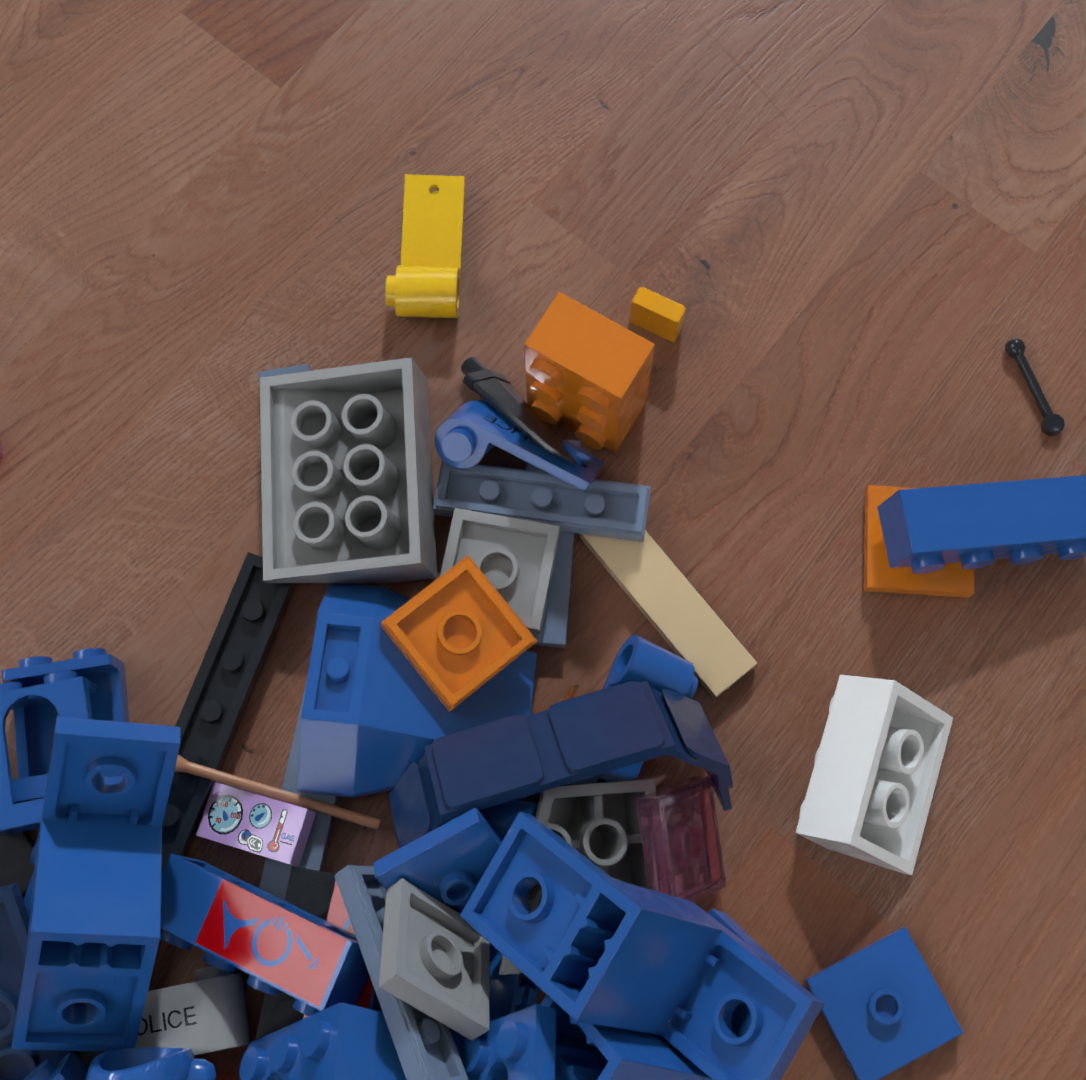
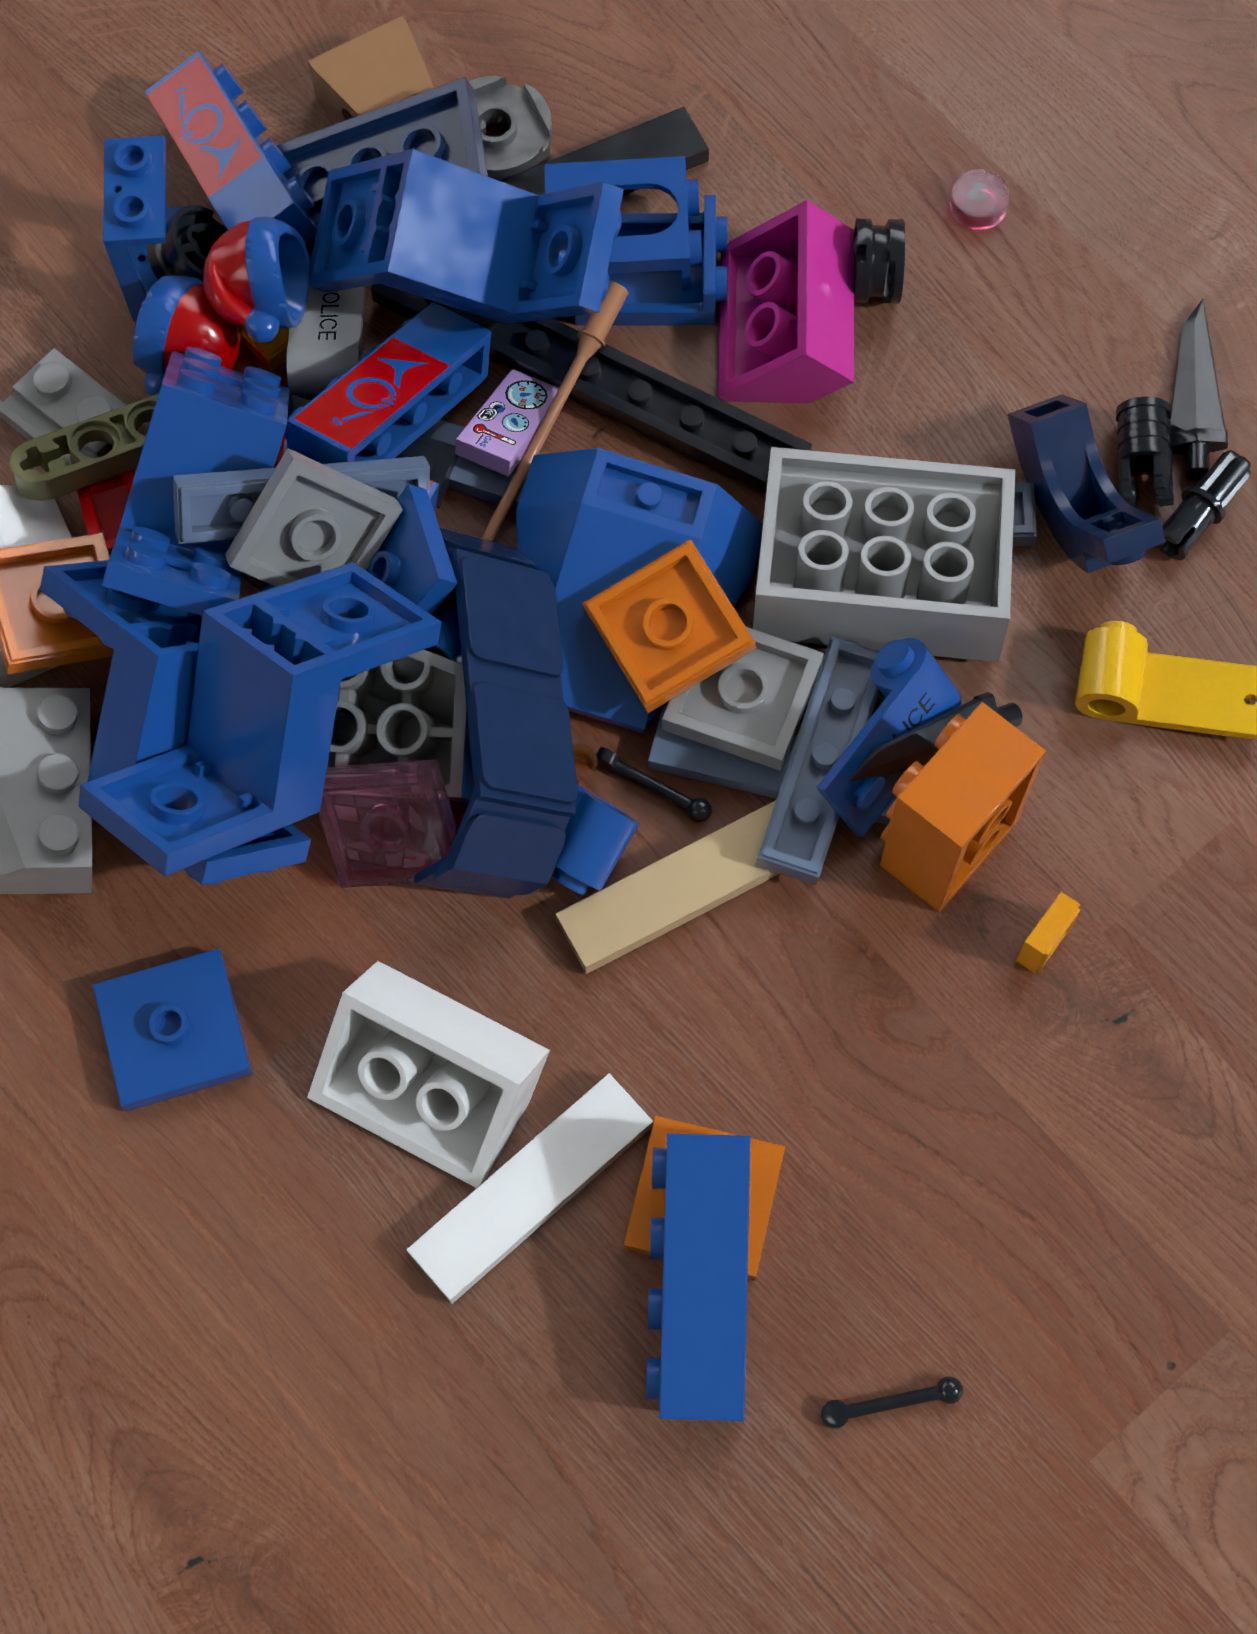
camera: 100 degrees right, 5 degrees down
(55, 520) = (879, 260): none -> black wheel
(110, 593) = (788, 309): none -> dark pink slope
(168, 256) = (1196, 403): none -> black bar
(213, 288) = (1144, 448): none -> black hinge
(263, 240) = (1204, 504): none -> black axle
(275, 332) = (1074, 490): none -> dark blue arch
(596, 599) = (697, 809): none -> black hinge
(945, 676) = (530, 1188): none -> white tile

